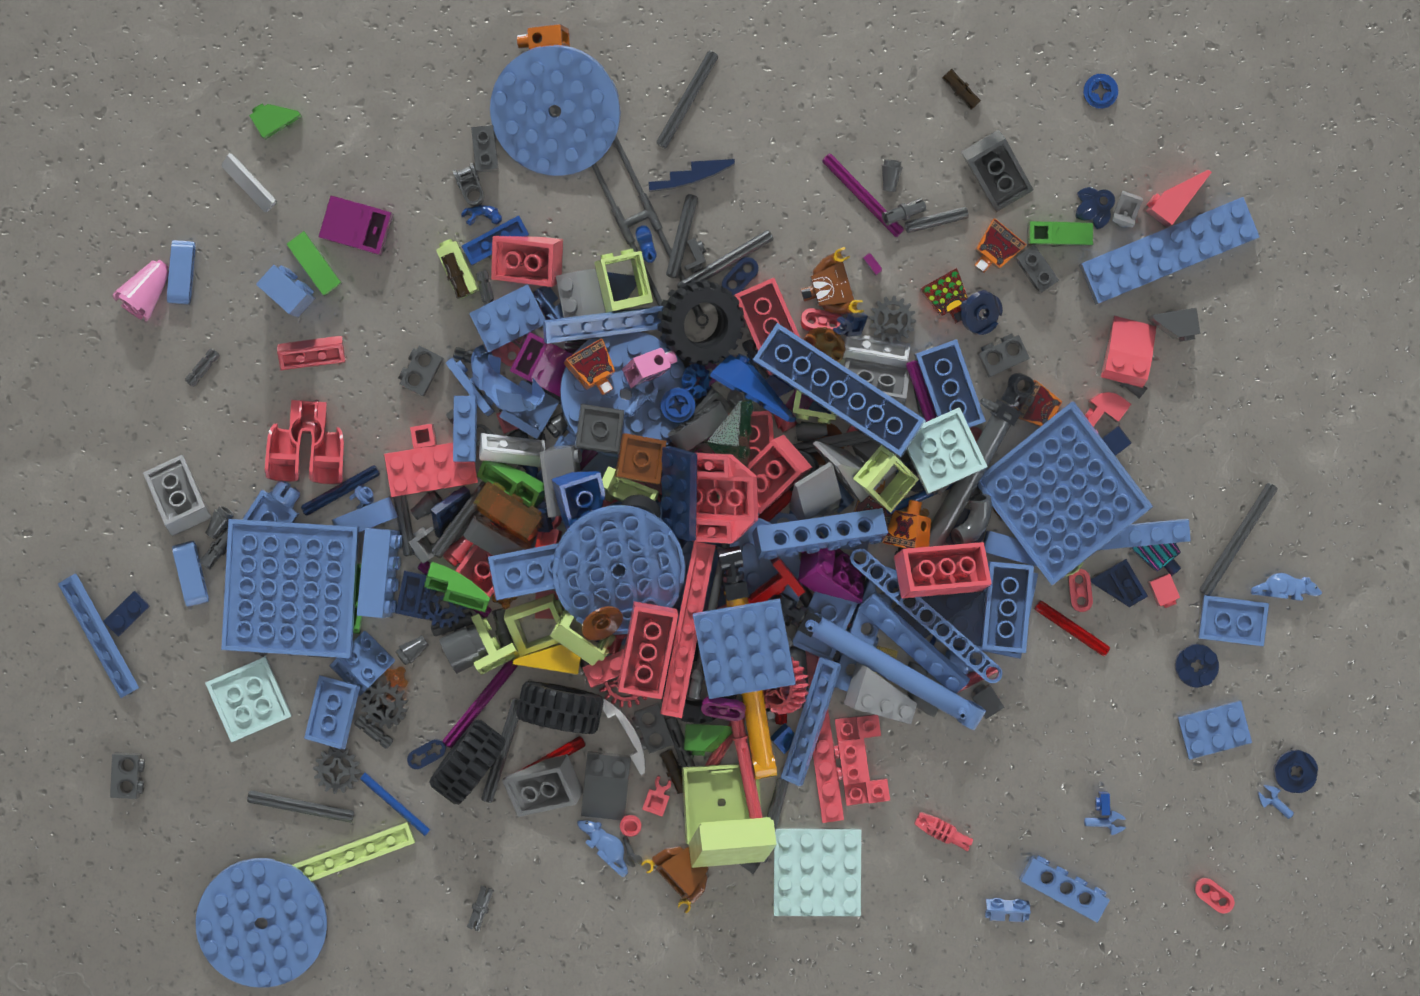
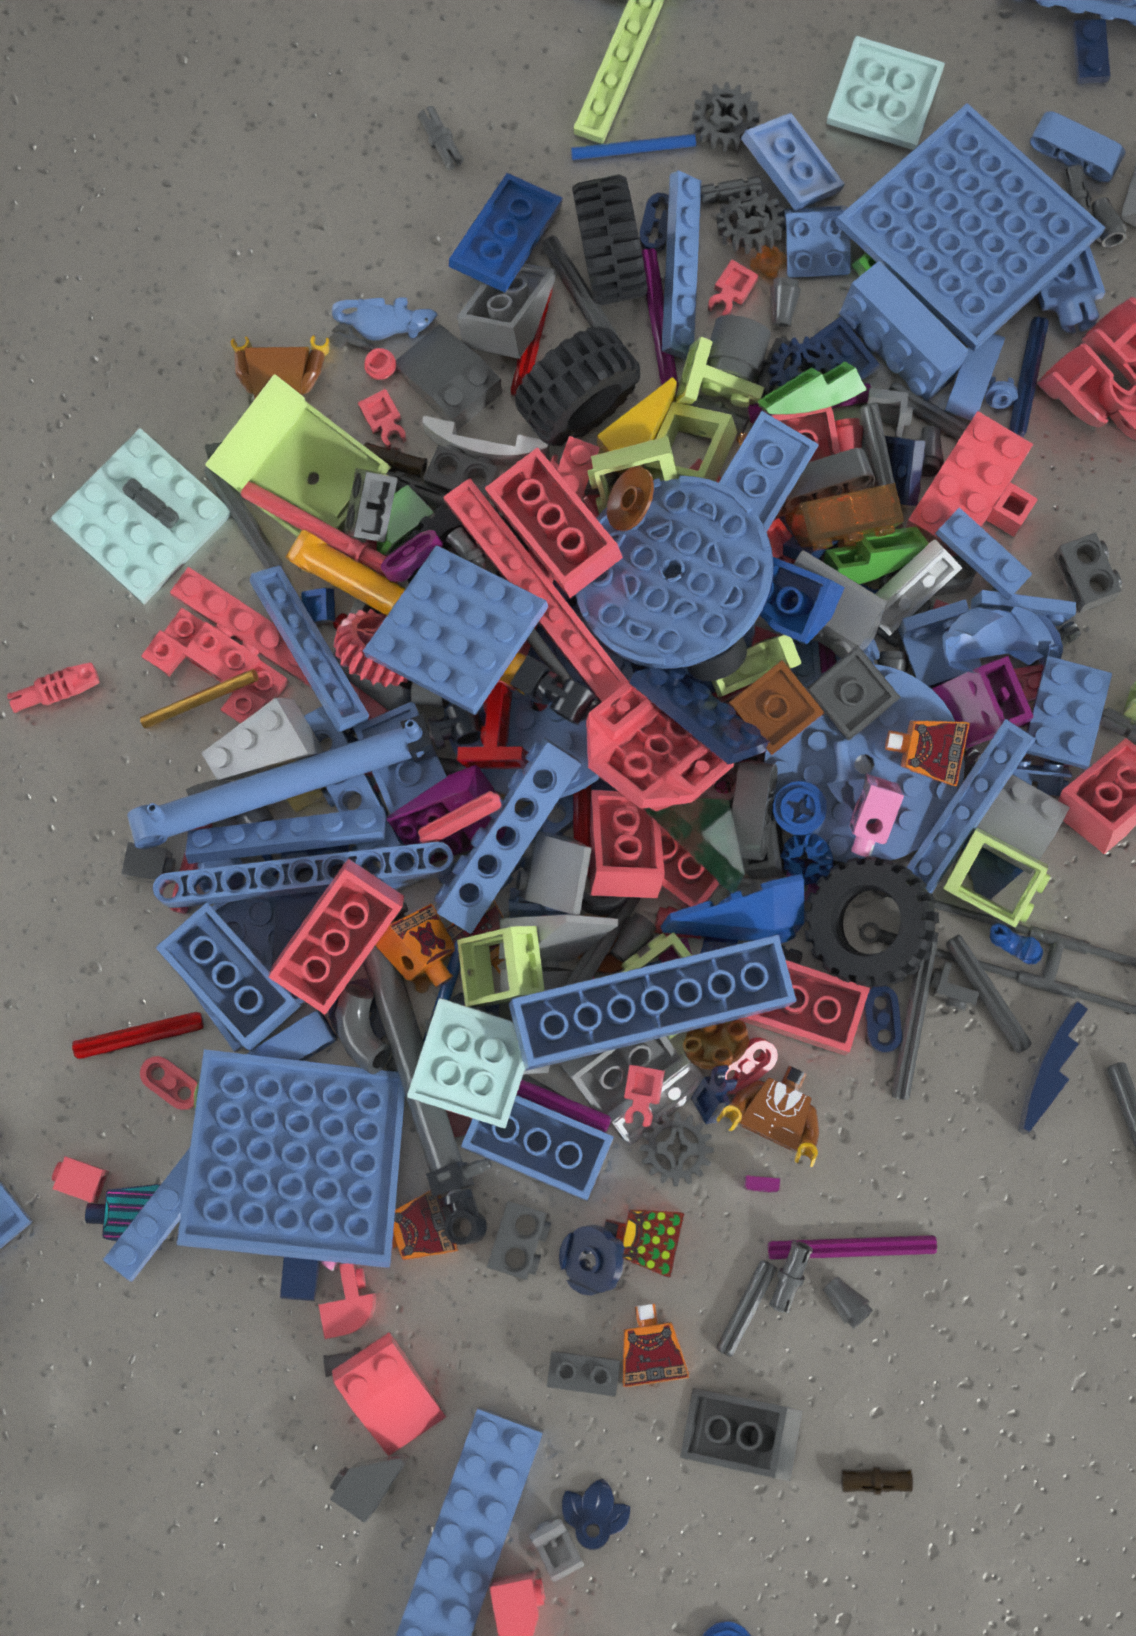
camera: 135 degrees right, 10 degrees down
(300, 806) = (720, 51): dark grey axle -> none
(425, 683) = (733, 286): none -> coral plate
(439, 719) = (681, 264): none -> medium blue plate
(505, 824) = (505, 232): none -> blue plate
(714, 755) = (370, 505): none -> dark grey brick
(809, 870) = (150, 503): none -> dark grey axle
(833, 563) = (460, 818): none -> coral axle
(879, 360) = (643, 1087): none -> coral plate
(884, 752) = (199, 698): none -> pearl gold bar
(1060, 233) = (600, 1441): bright green slope -> none
(1121, 583) = (134, 1137): dark blue wing -> none
(1238, 539) = (56, 1323): dark grey axle -> none

